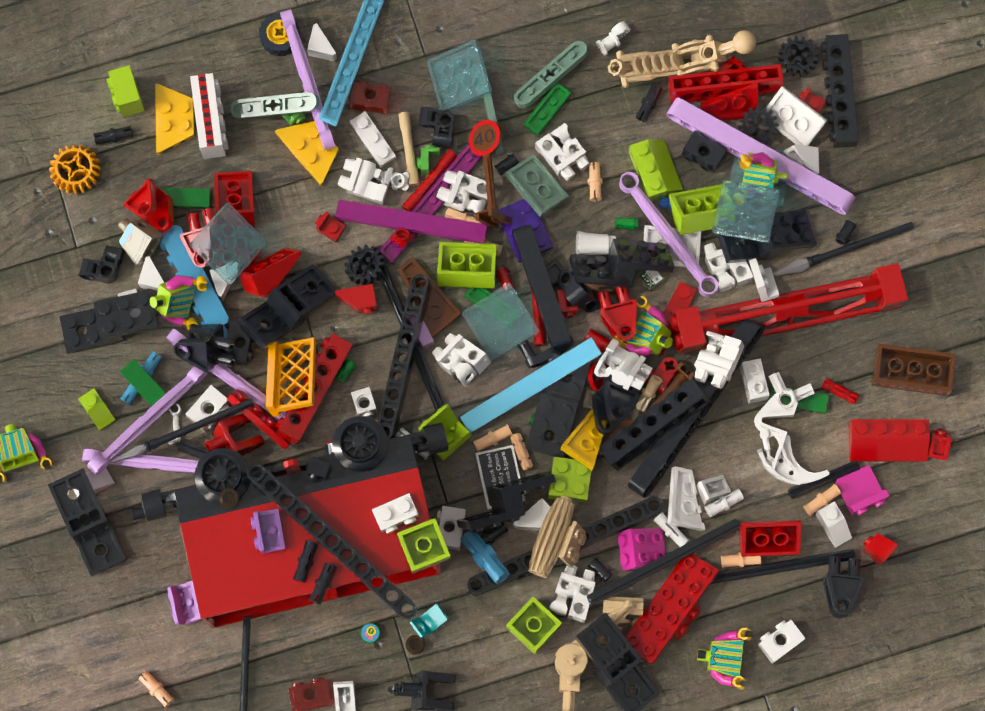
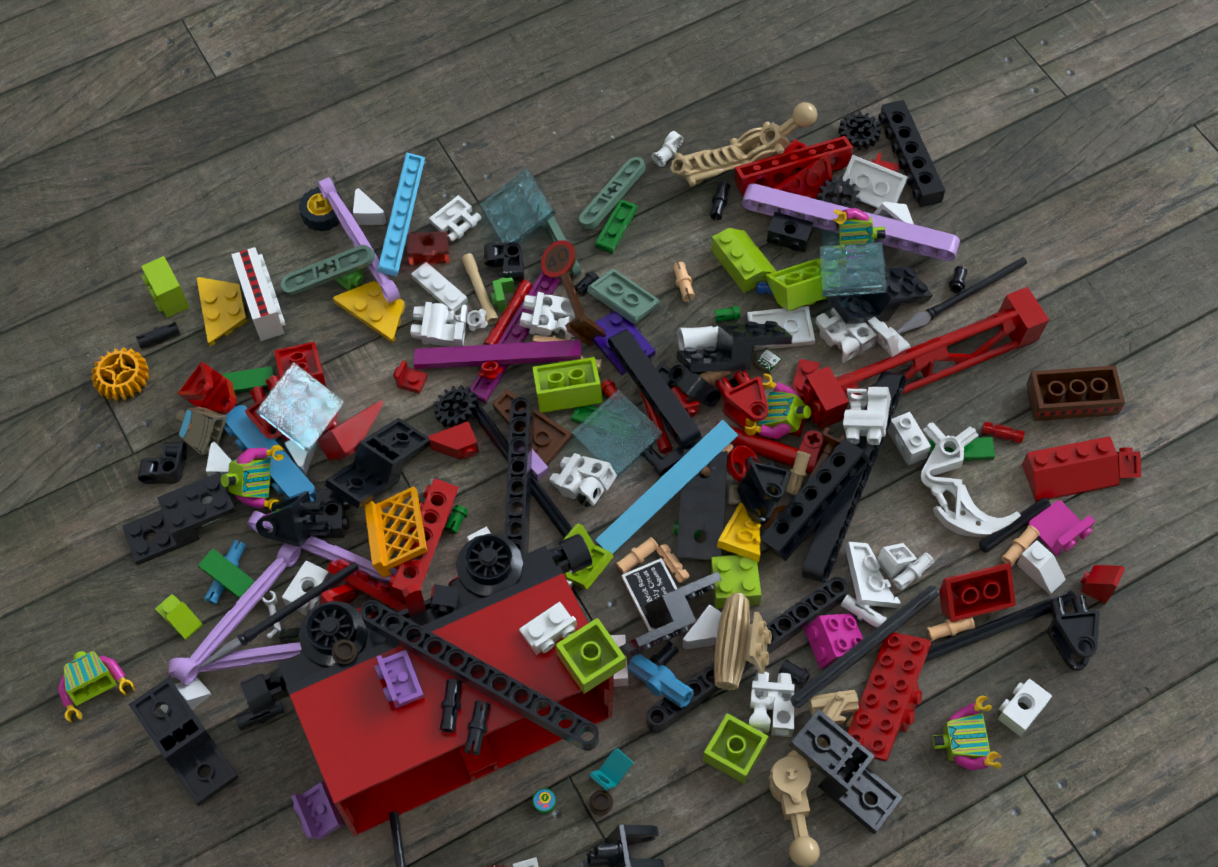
camera: 10 degrees left, 15 degrees down
(398, 65) = (451, 214): none -> white plate
(562, 158) = (642, 266): white hips -> none
(624, 366) = (766, 446): white hips -> none
(668, 234) = (776, 314): lavender piece -> none

